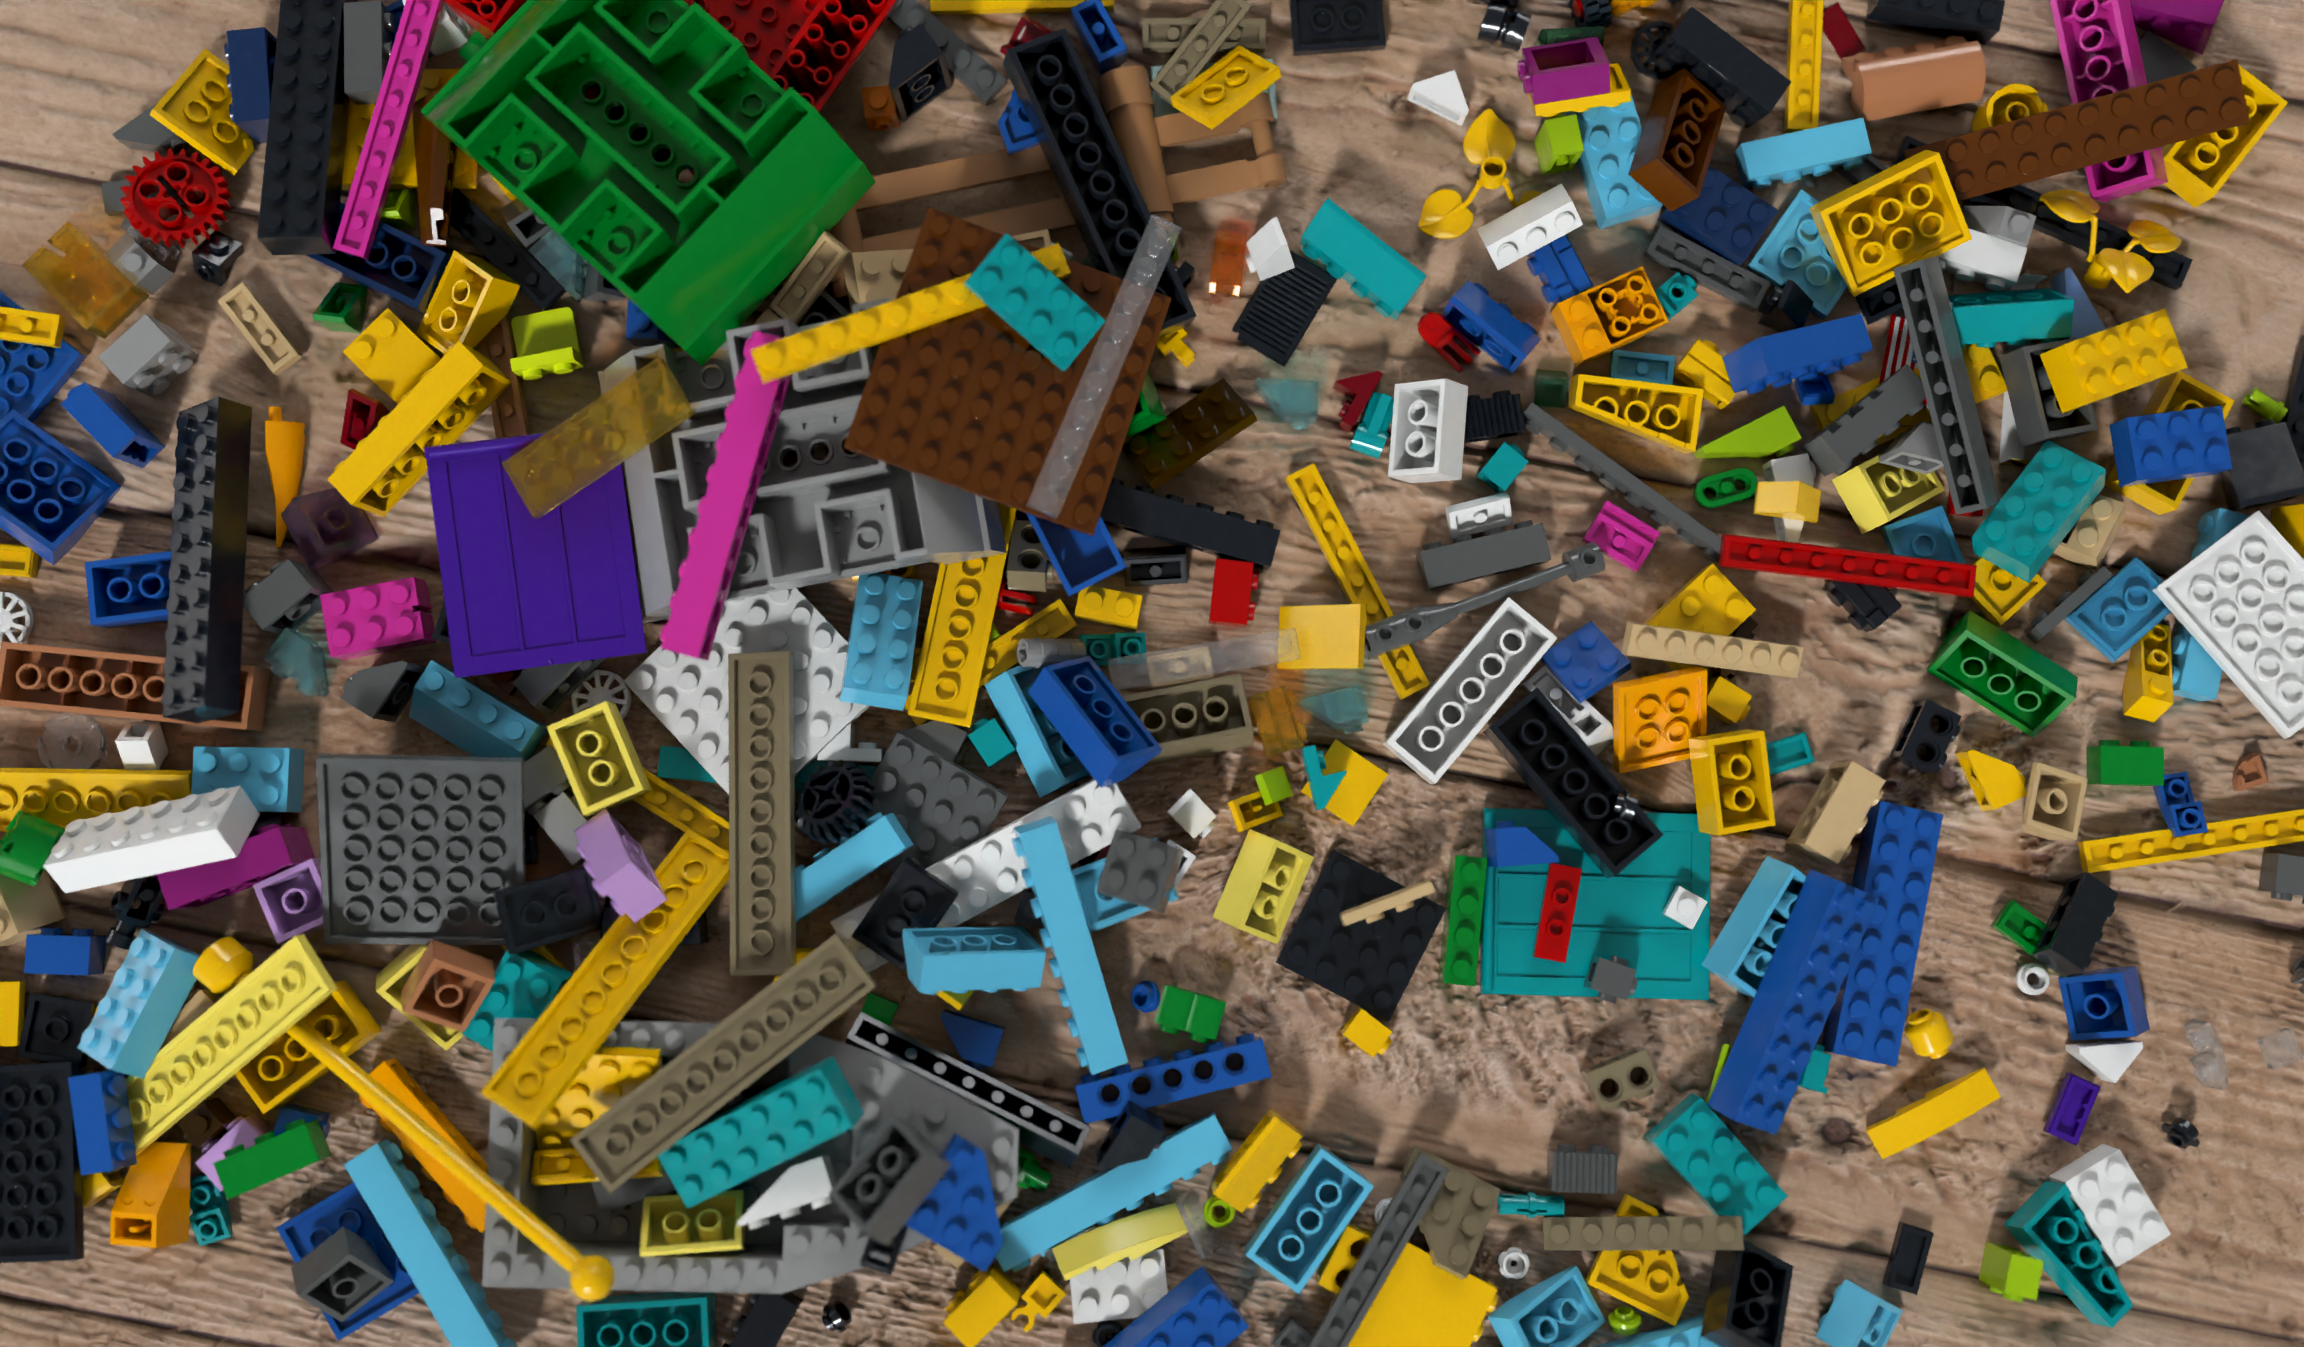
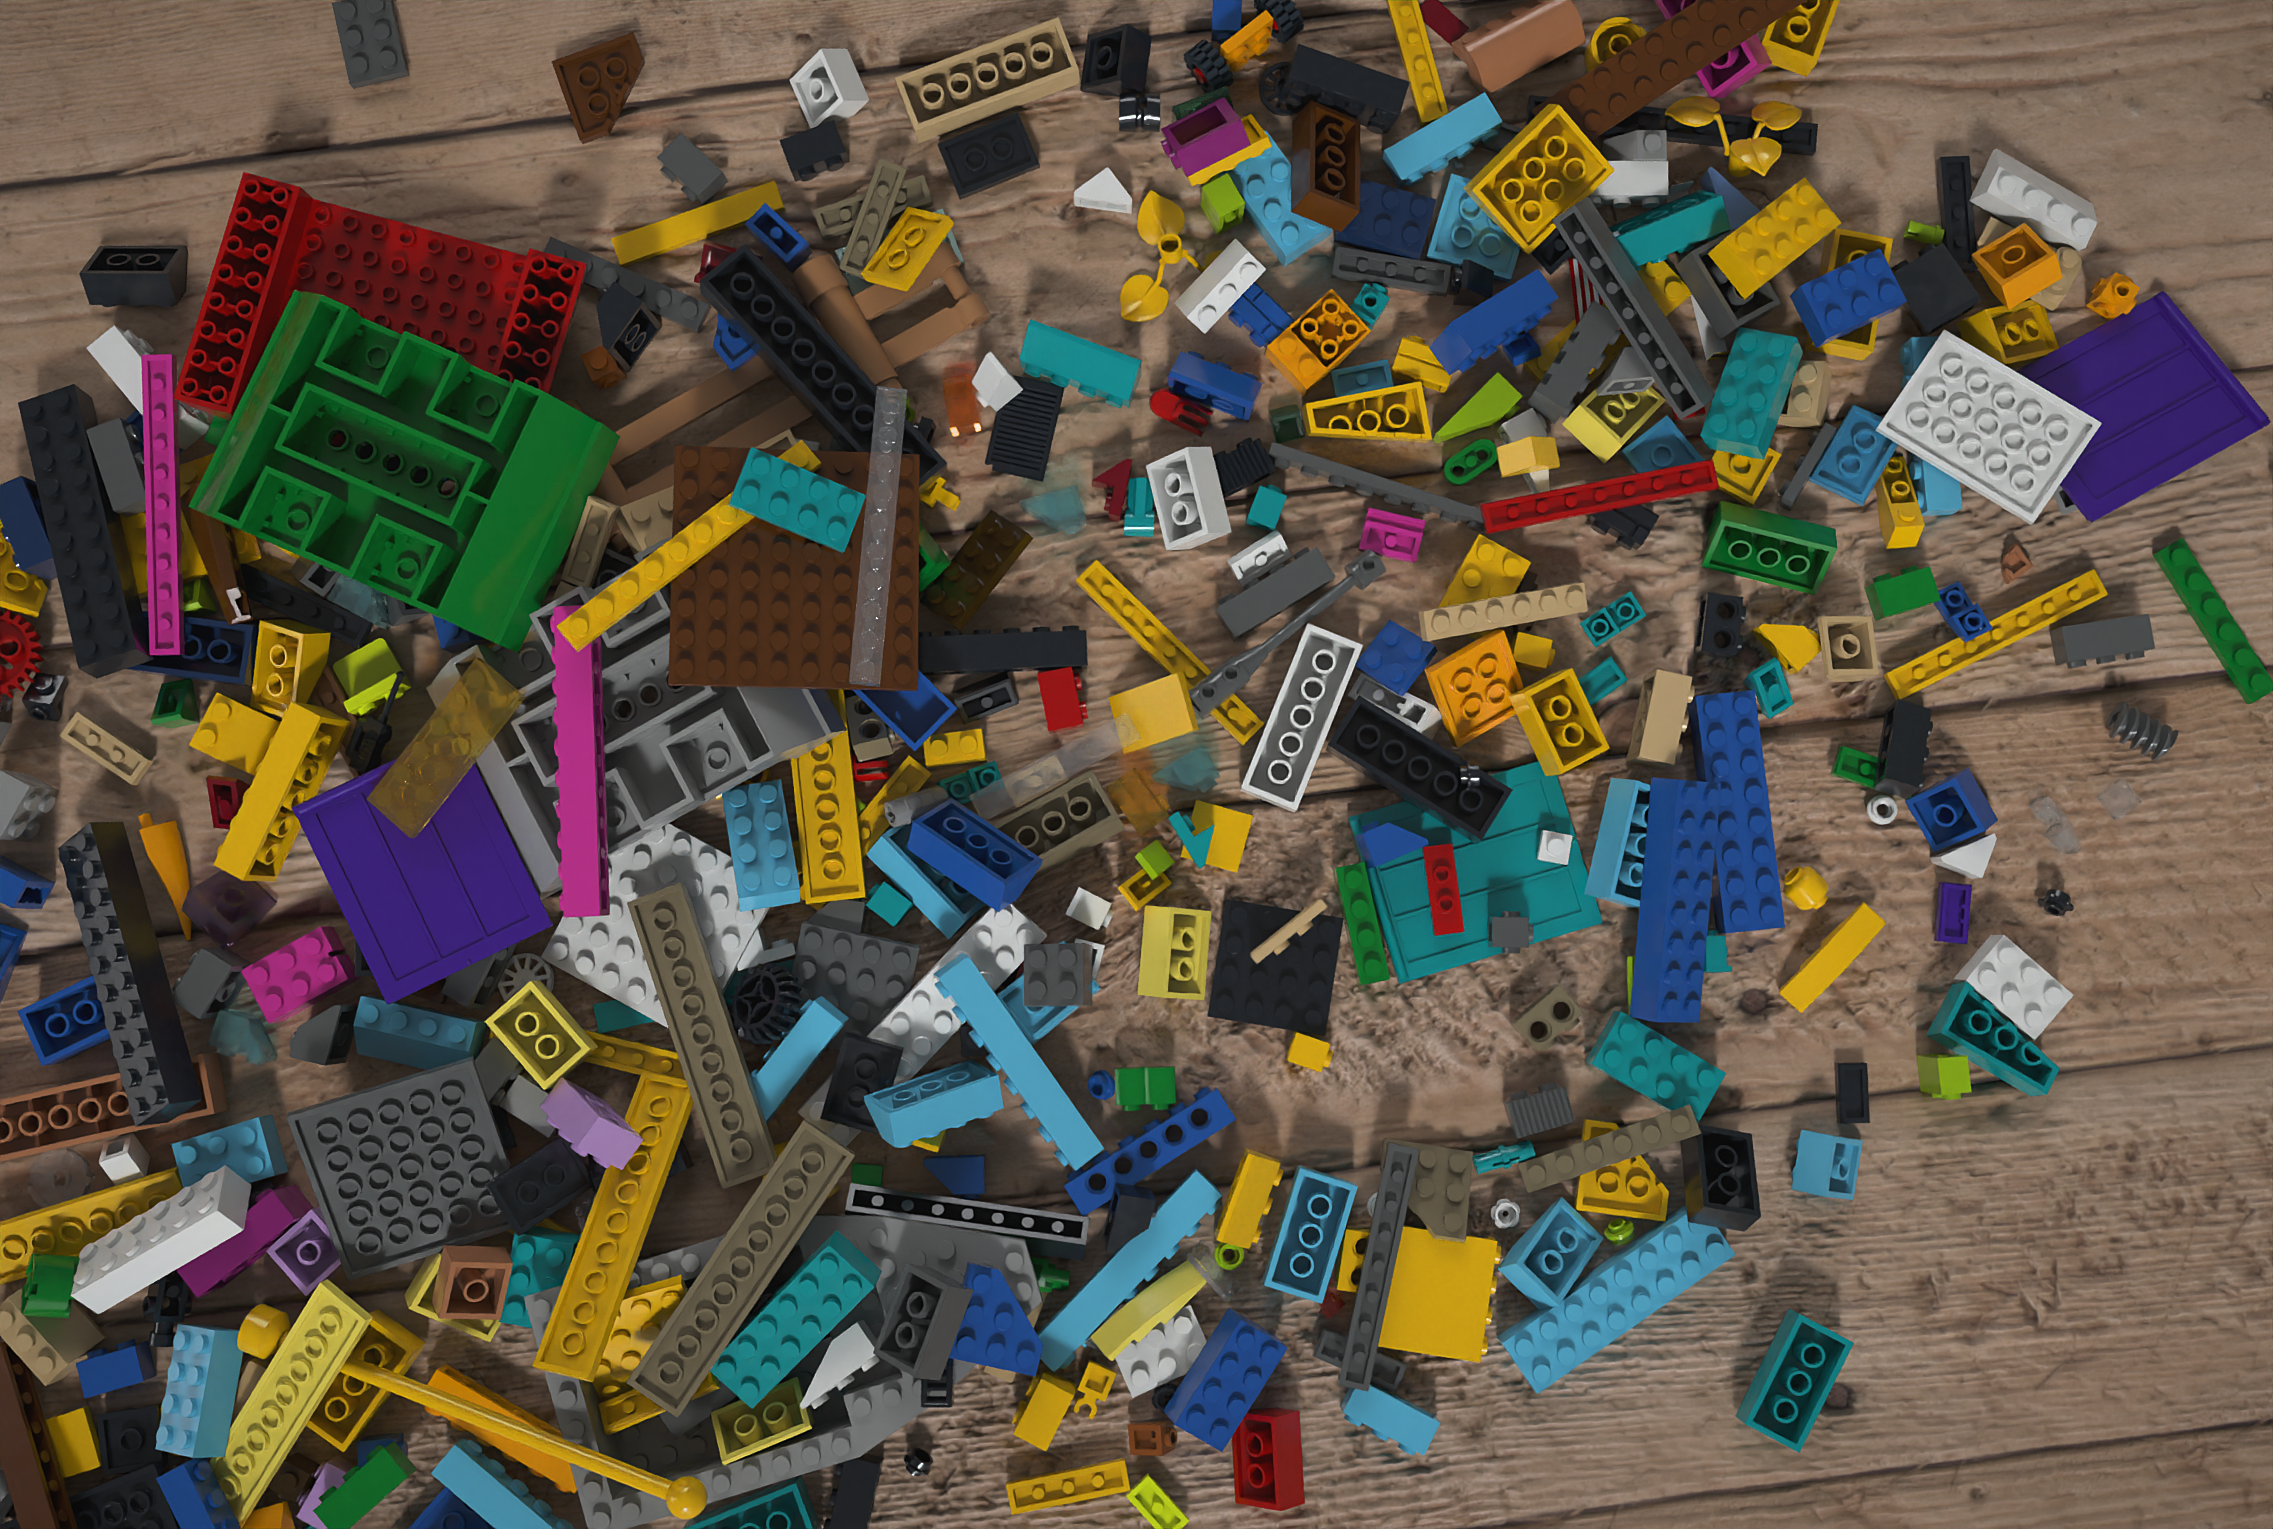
camera: 15 degrees left, 0 degrees up
(532, 402) = (377, 734): none -> black piece
(1307, 1297) = (1331, 1304): none -> clear red plate
(1819, 694) = (1613, 619): none -> teal slope
(1959, 817) = (1770, 688): none -> teal slope

